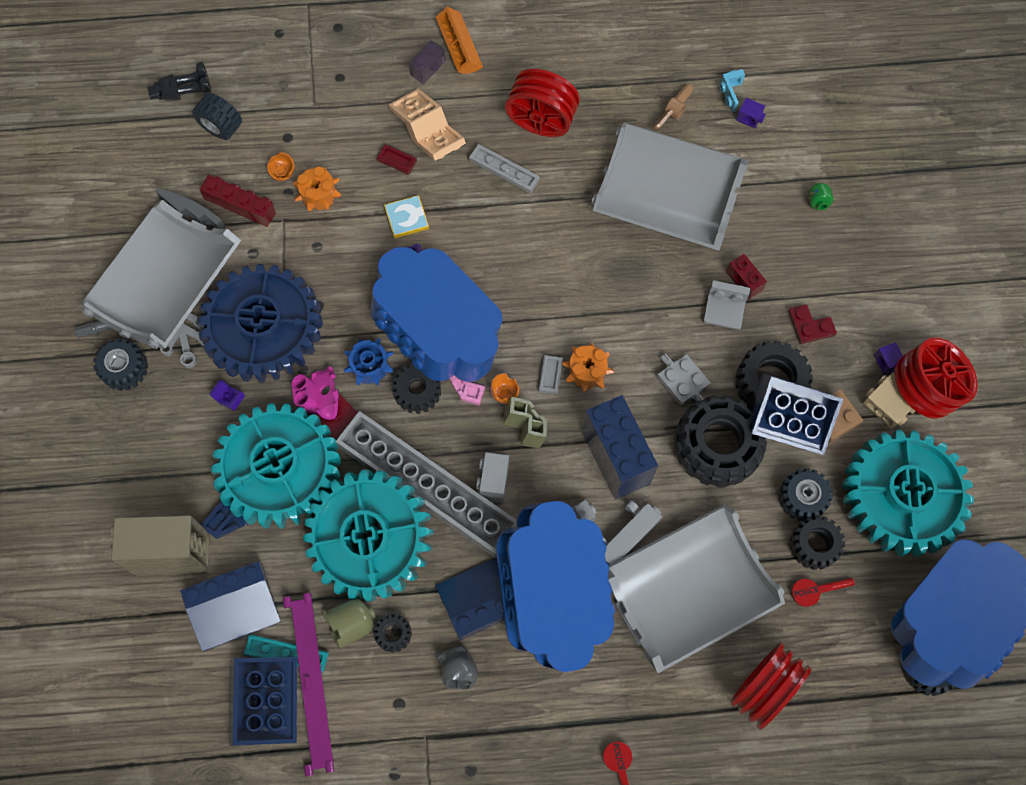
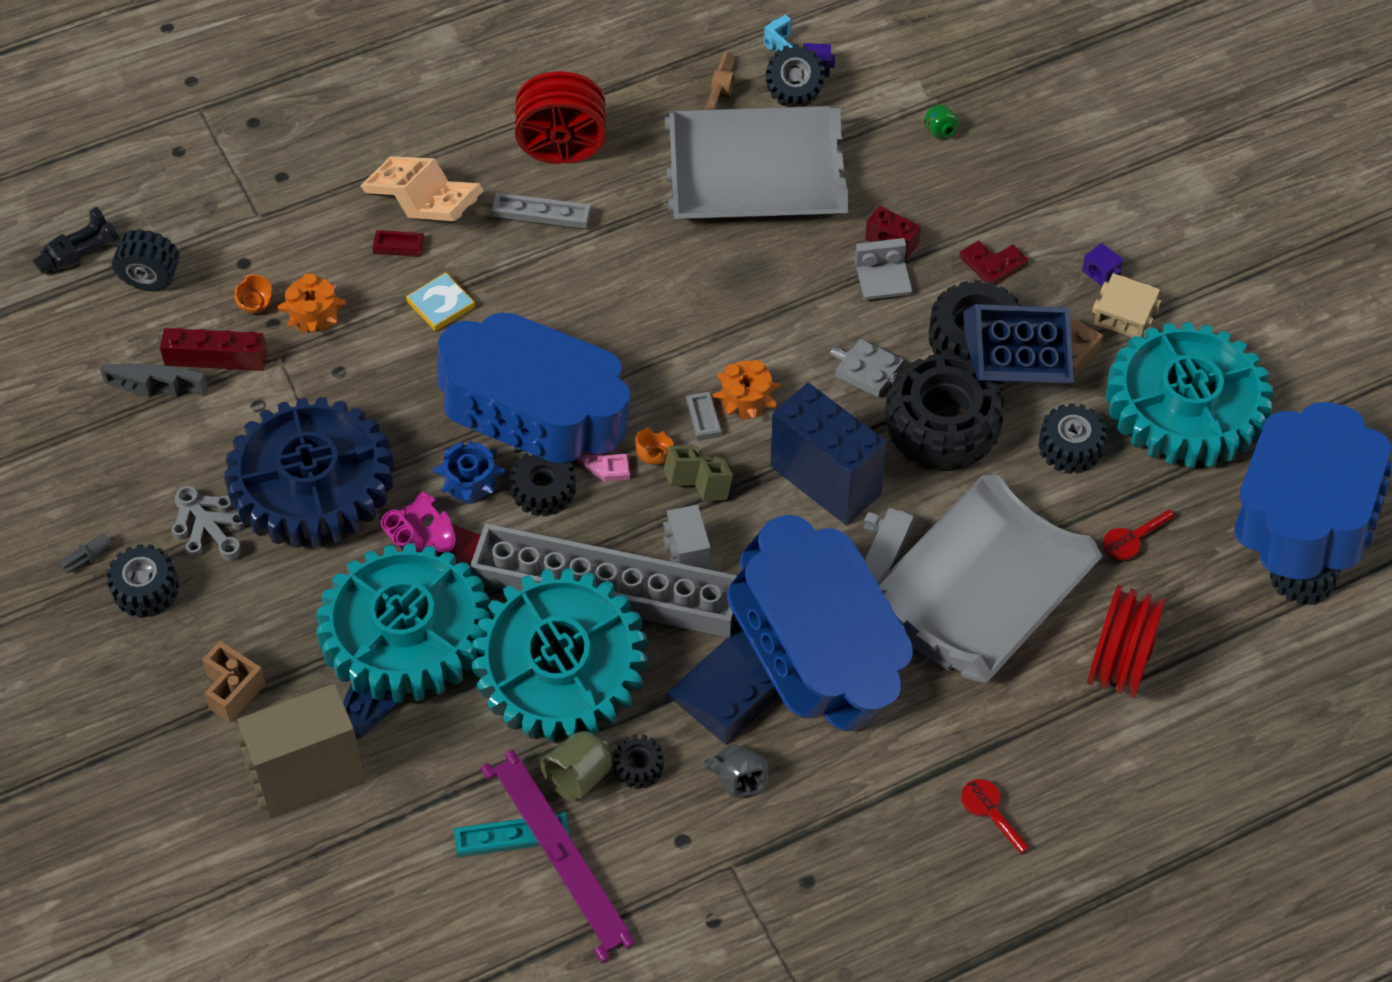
camera: 20 degrees left, 15 degrees down
(149, 468) = (235, 681): none -> medium nougat brick
(158, 276) = (151, 462): light grey panel -> none
(226, 395) = (301, 572): dark purple bracket -> none
(230, 606) = (415, 803): slope -> none
(263, 701) = (507, 892): dark blue slope -> none
(427, 62) = (389, 123): clear purple brick -> none
(458, 41) = (417, 90): orange brick -> none
(727, 123) = (795, 76): none -> black wheel
(828, 532) = (1112, 467): black tyre -> none
(936, 378) = (1165, 261): red wheel -> none

